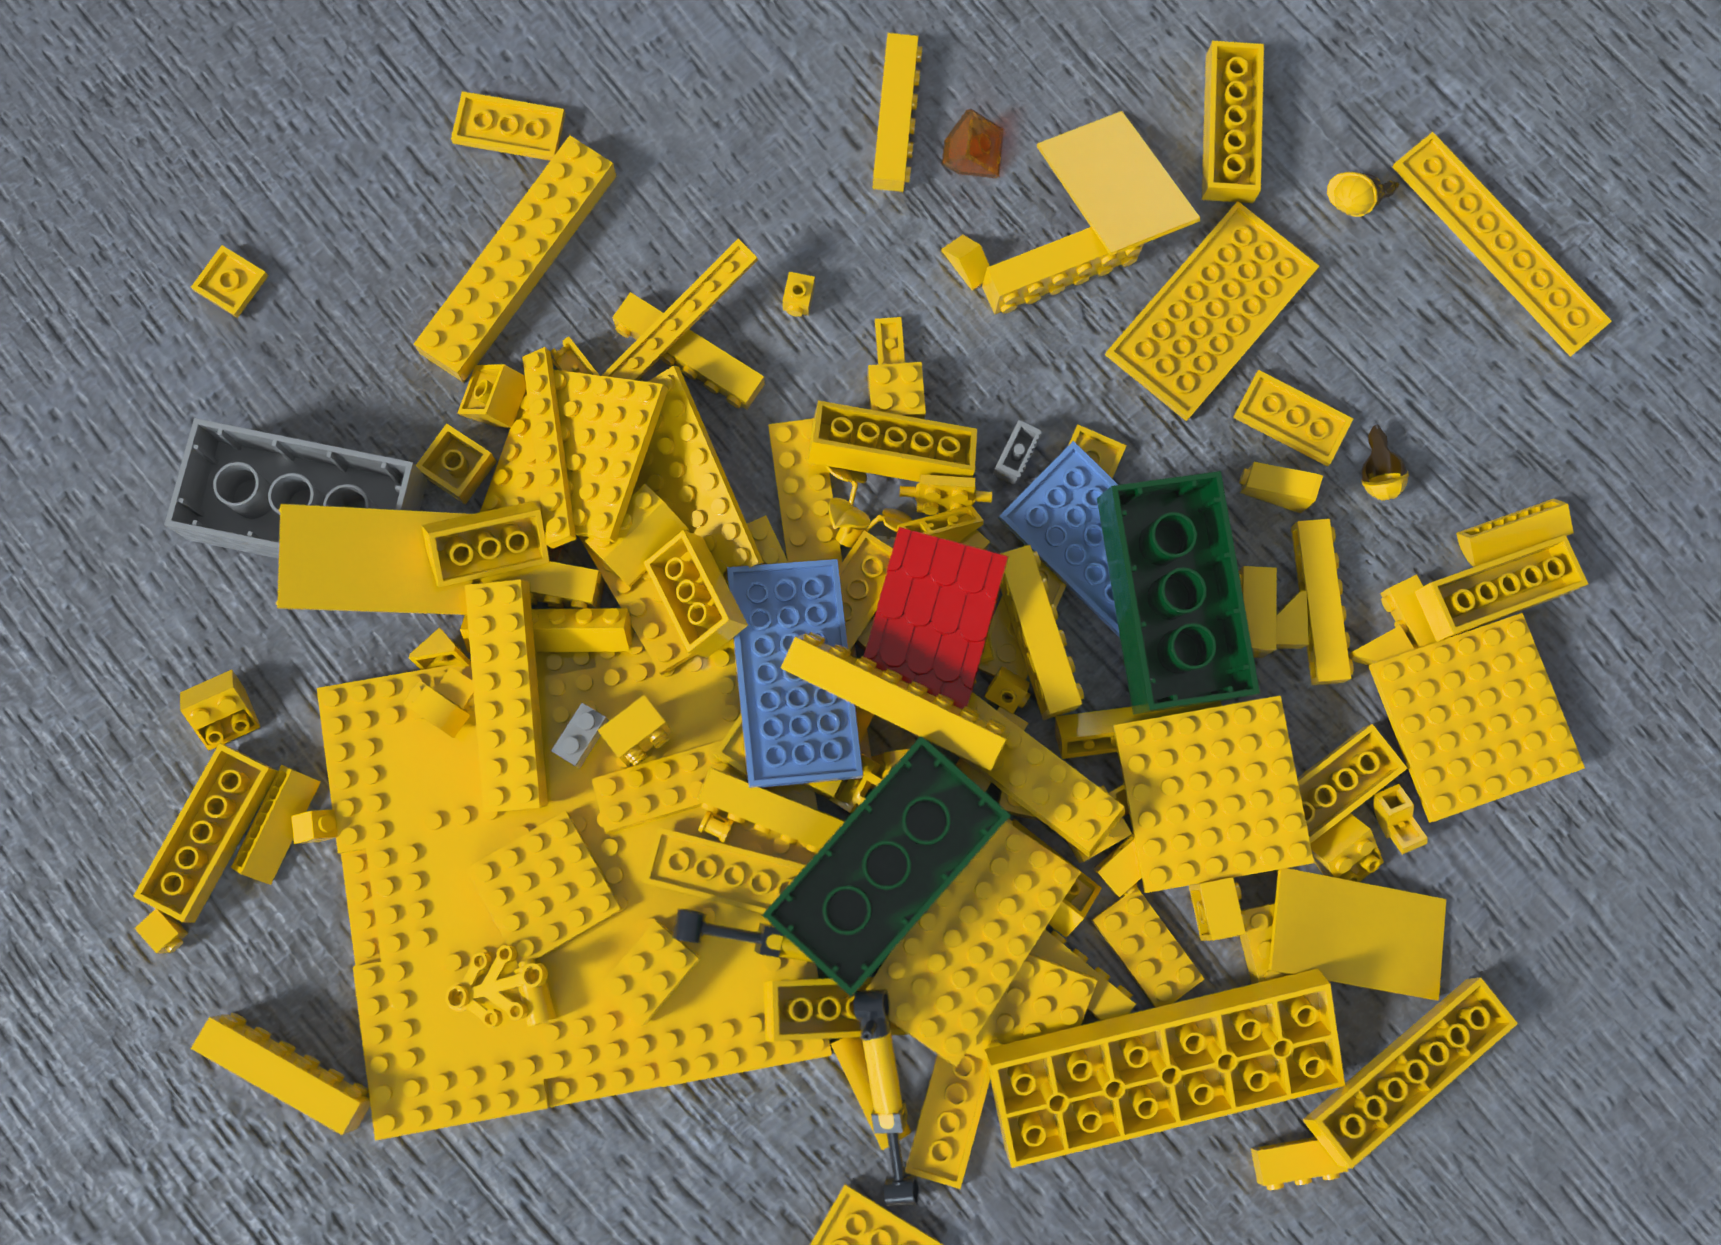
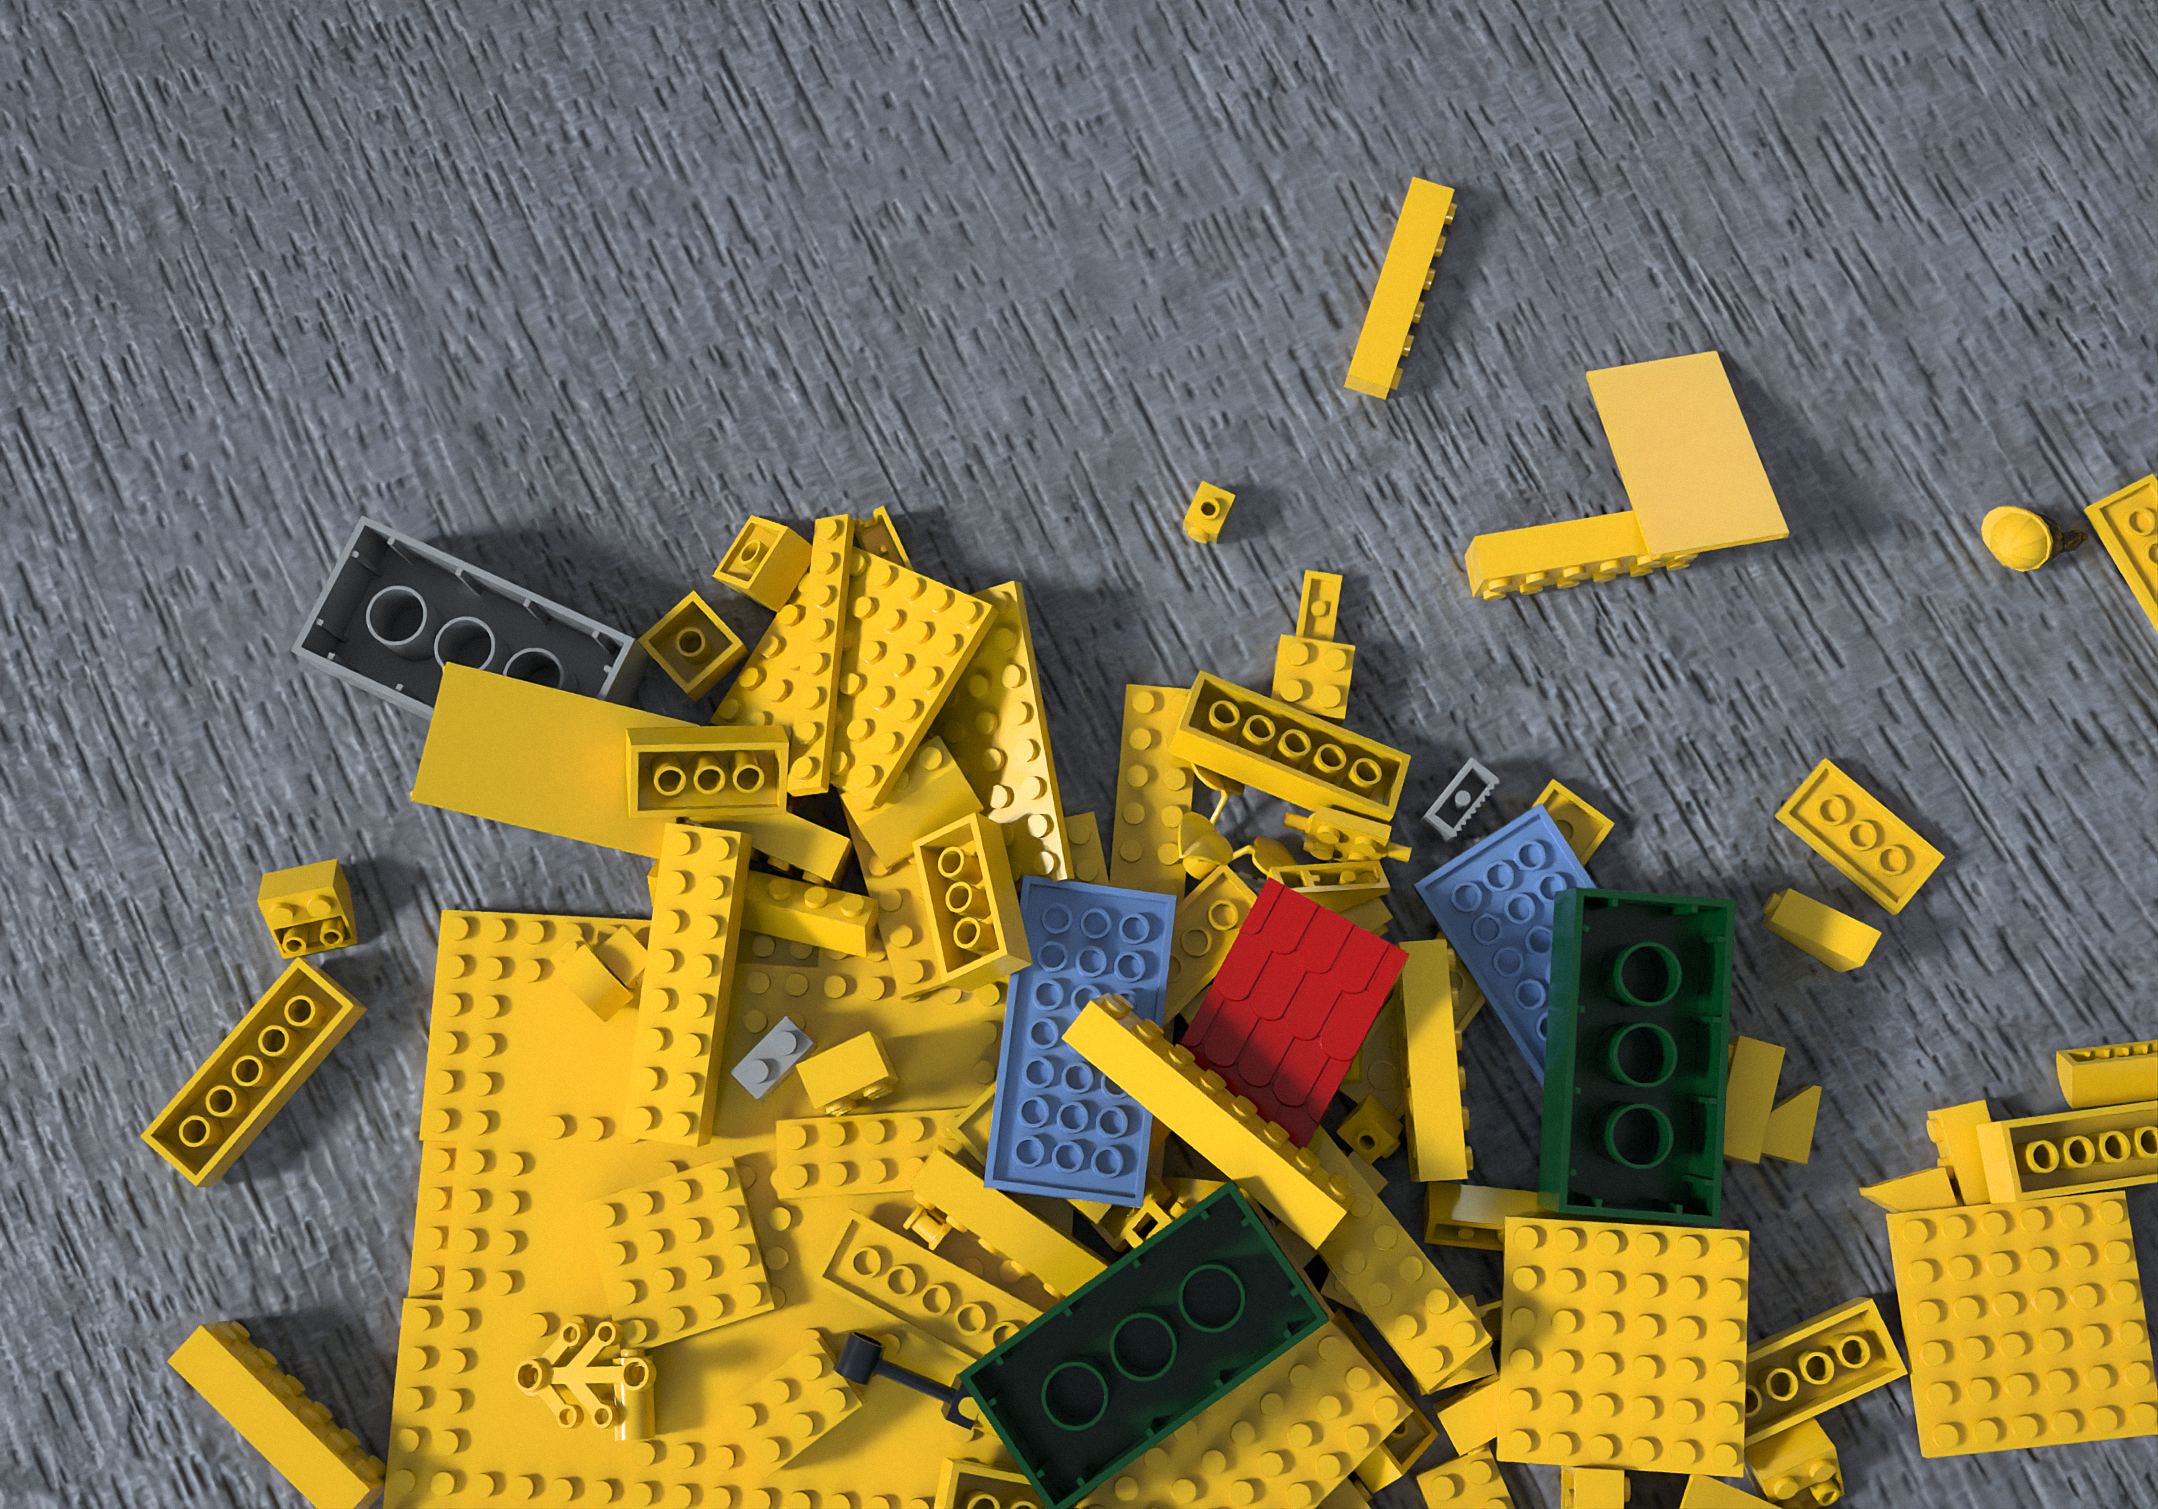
camera: 25 degrees right, 0 degrees up
(161, 932) = (166, 1191): yellow brick -> none
(229, 281) = (453, 332): yellow plate -> none
(272, 827) = (347, 1081): yellow brick -> none
(314, 826) = (396, 1096): yellow brick -> none
(438, 651) = (613, 897): yellow slope -> none
(508, 126) = (869, 198): yellow plate -> none
(516, 259) = (838, 382): yellow brick -> none
(683, 313) = (1043, 510): yellow plate -> none
(694, 355) = (1041, 559): yellow brick -> none
(968, 260) = (1453, 515): yellow slope -> none
(974, 146) = (1497, 359): clear orange slope -> none
(1211, 311) = (1779, 659): yellow plate -> none
(1233, 122) = (1869, 400): yellow brick -> none
(1326, 616) = (1843, 1071): yellow brick -> none
(1384, 471) = (1971, 941): dark brown piece -> none
(1396, 819) = (1876, 1441): yellow brick -> none

